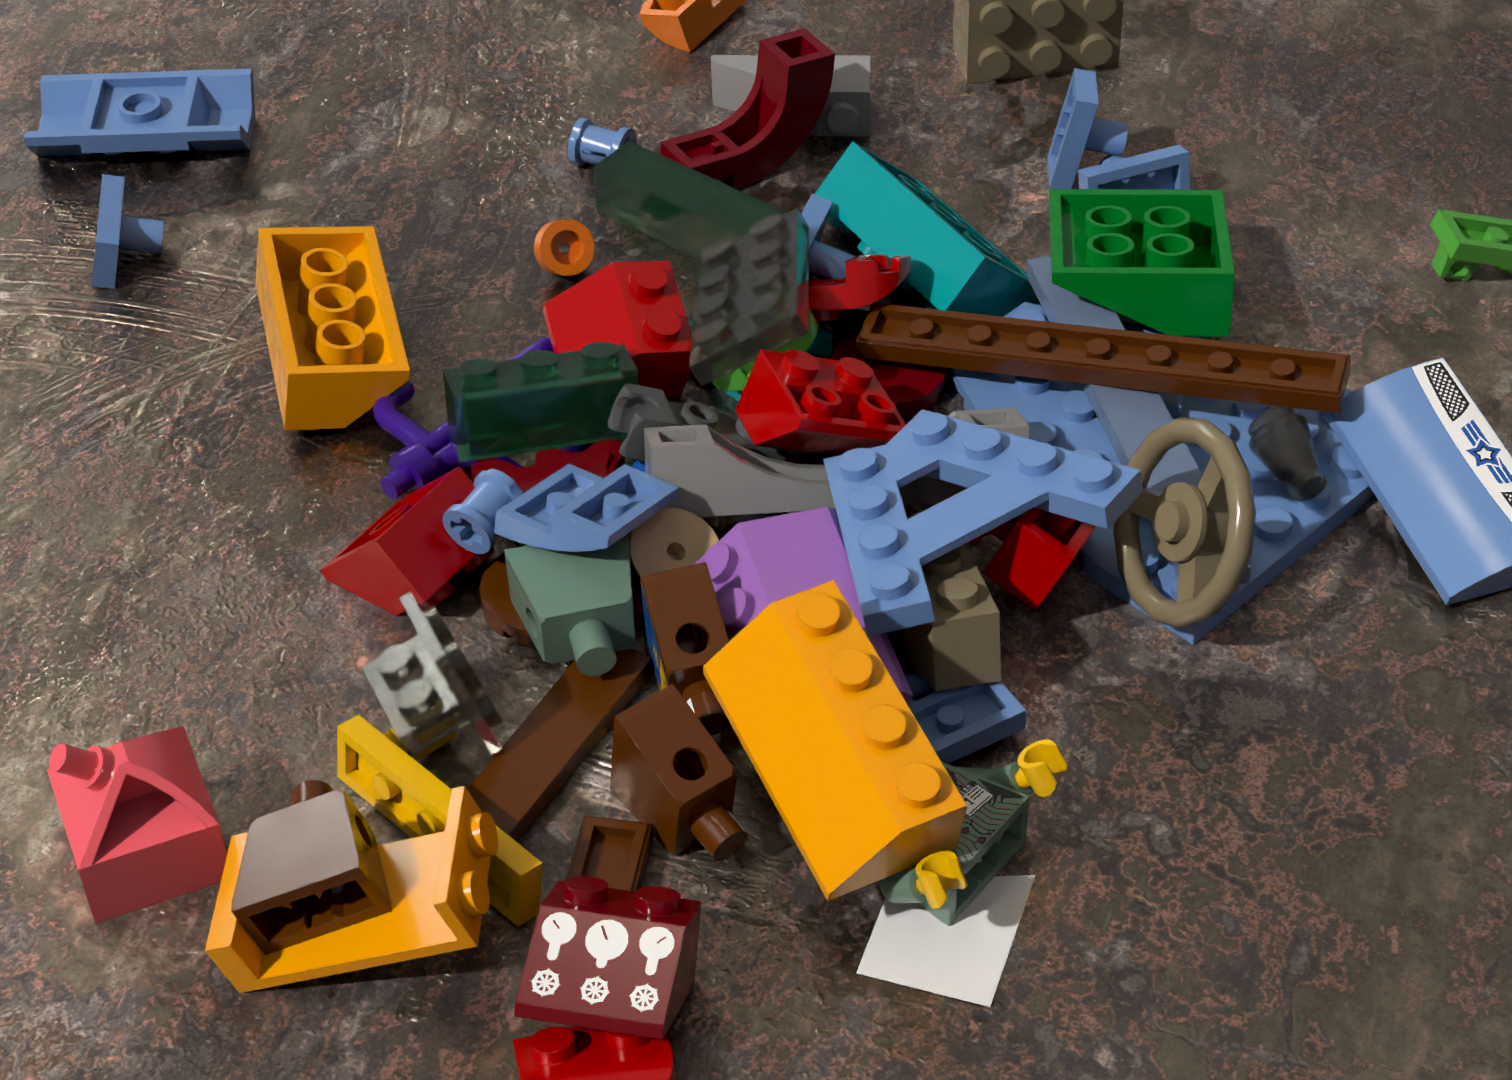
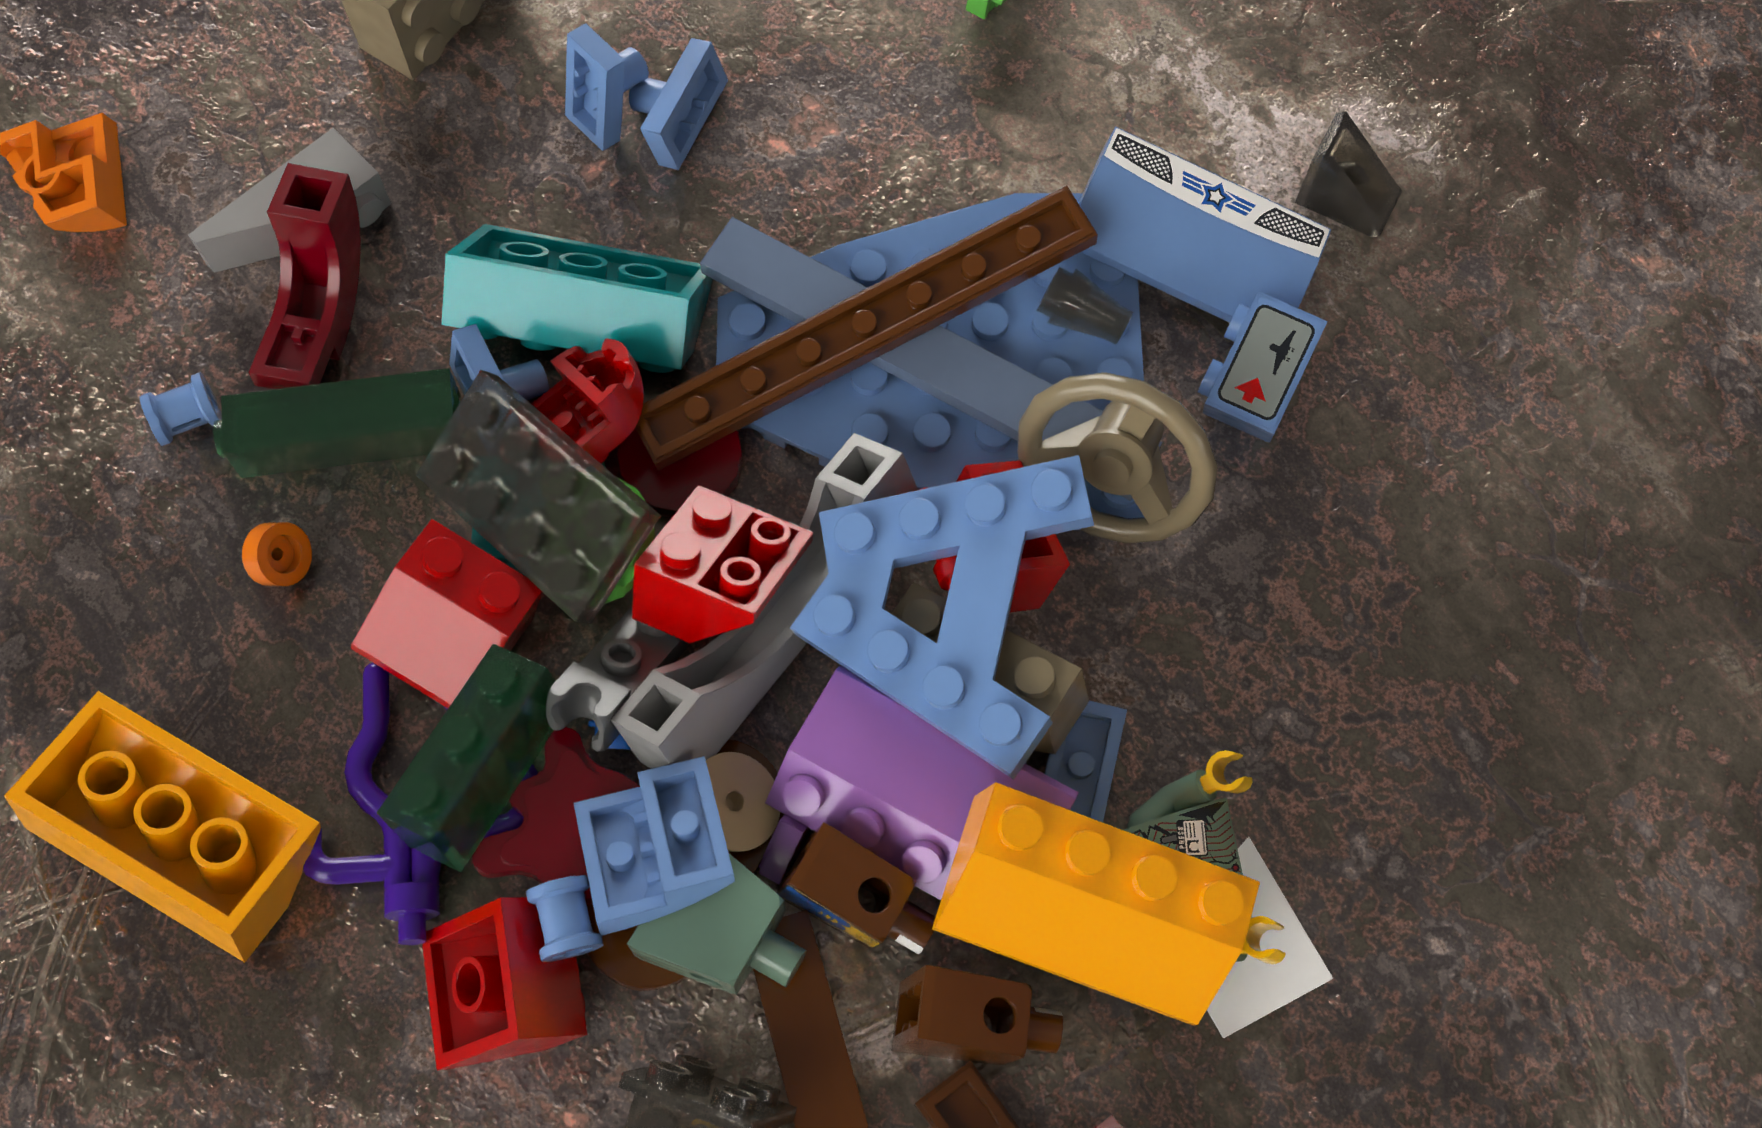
camera: 50 degrees left, 25 degrees up
(1147, 255) = (791, 184): green slope -> none
(1401, 586) = (1262, 366): none -> brick

